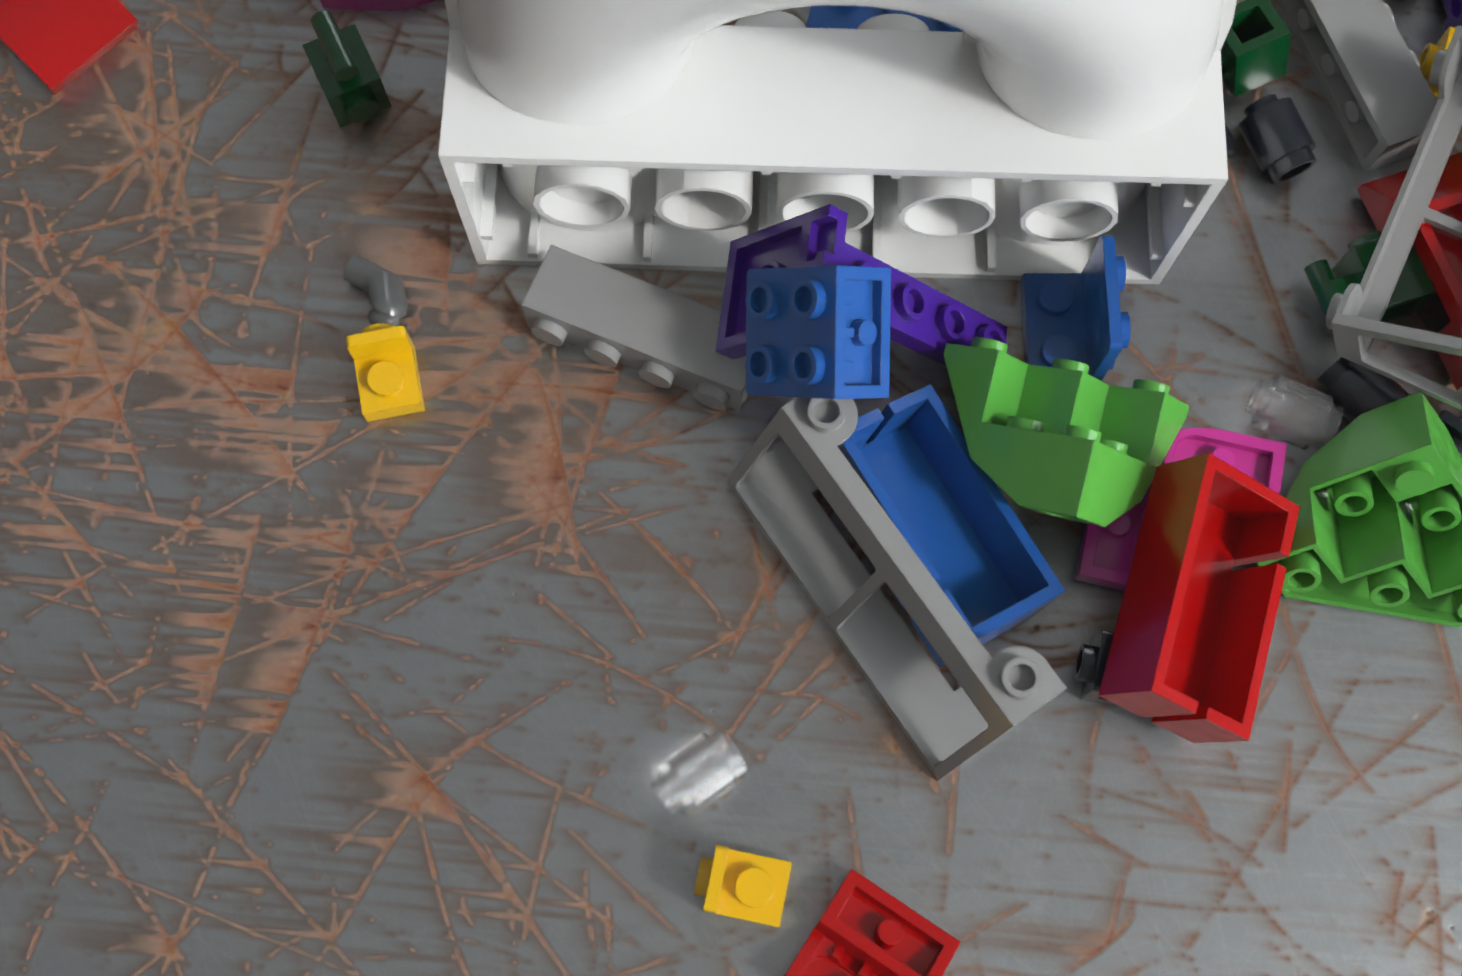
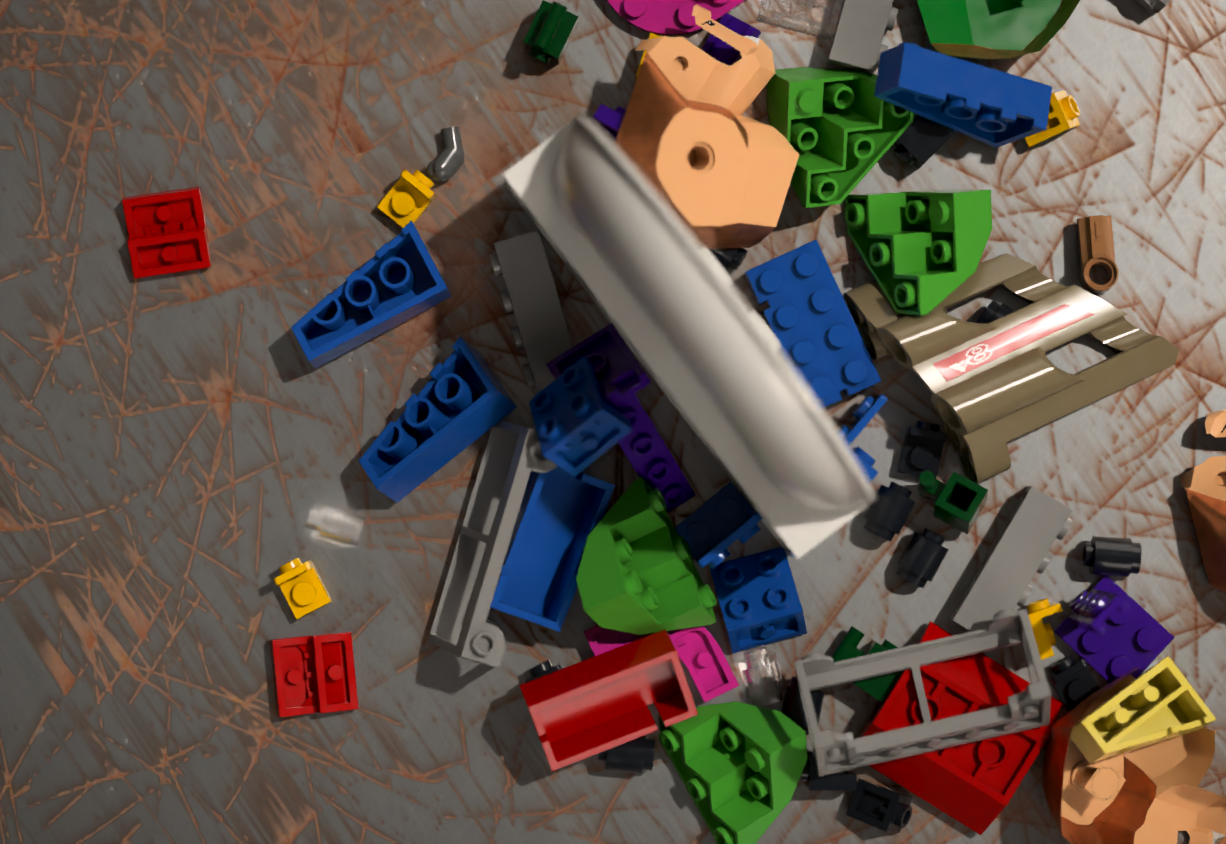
camera: 55 degrees right, 15 degrees up
(162, 689) = (167, 232): none -> red slope
(464, 496) = (373, 299): none -> blue wedge
(680, 539) = (437, 423): none -> blue wedge
(1197, 343) = (758, 599): none -> blue bracket
(1291, 639) = (630, 756): none -> black brick

